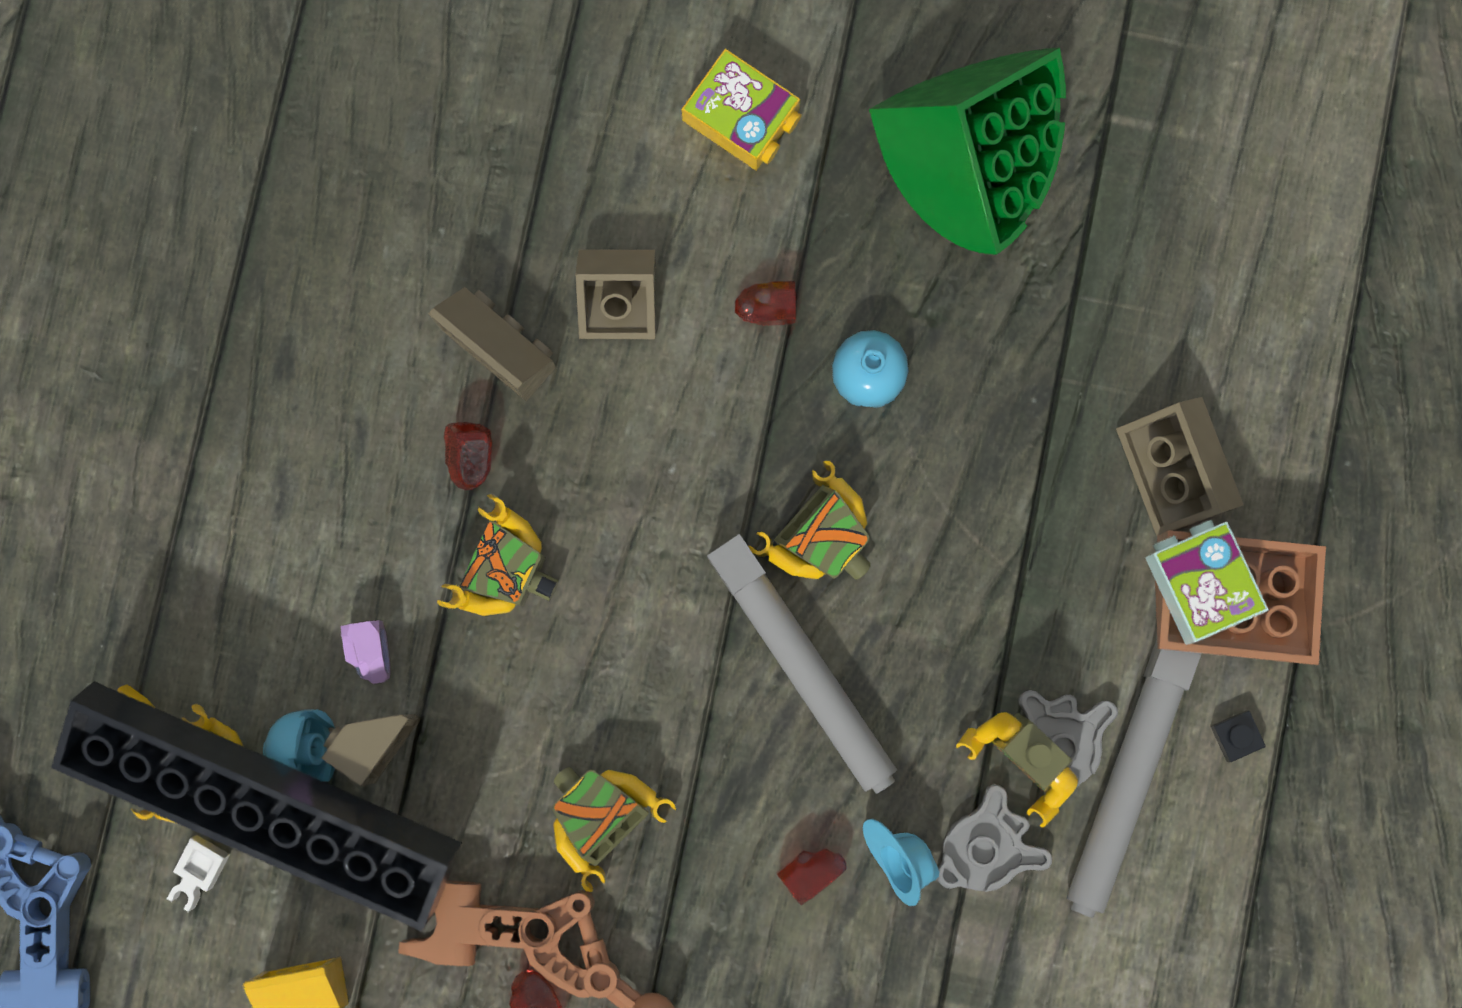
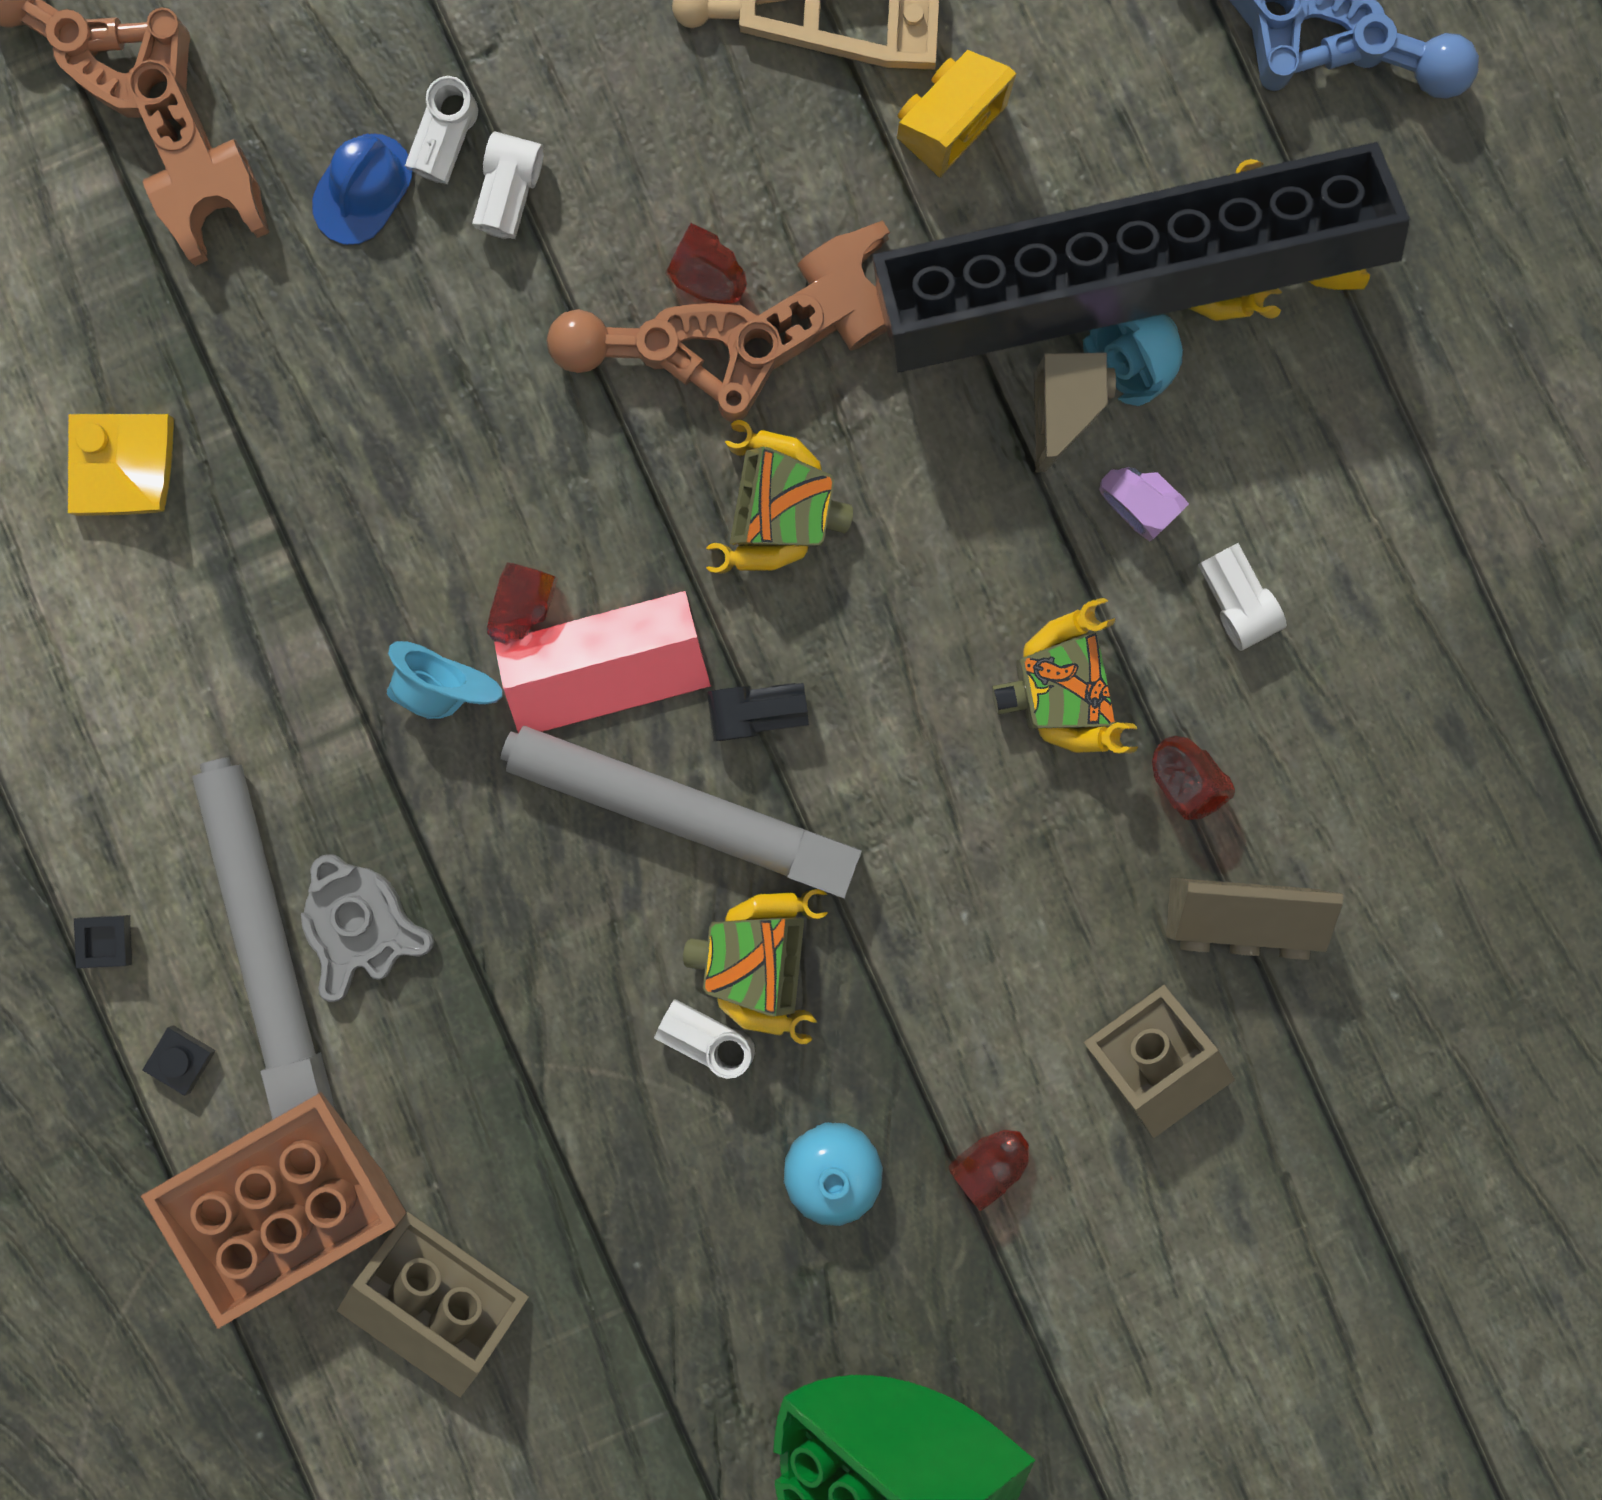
camera: 145 degrees right, 5 degrees up
(199, 868) = (1148, 159): white plate -> none
(353, 533) = (1247, 609): none -> white piece
(715, 696) = (745, 711): none -> black piece
(742, 110) = (1171, 1359): brick -> none
(786, 795) = (603, 664): none -> coral slope
(893, 512) = (700, 1037): none -> white piece
(987, 847) = (359, 759): light grey tile -> none
(1032, 753) = (378, 887): torso -> none
(1205, 581) = (316, 1199): brick -> none
(1235, 848) = (102, 941): none -> black plate

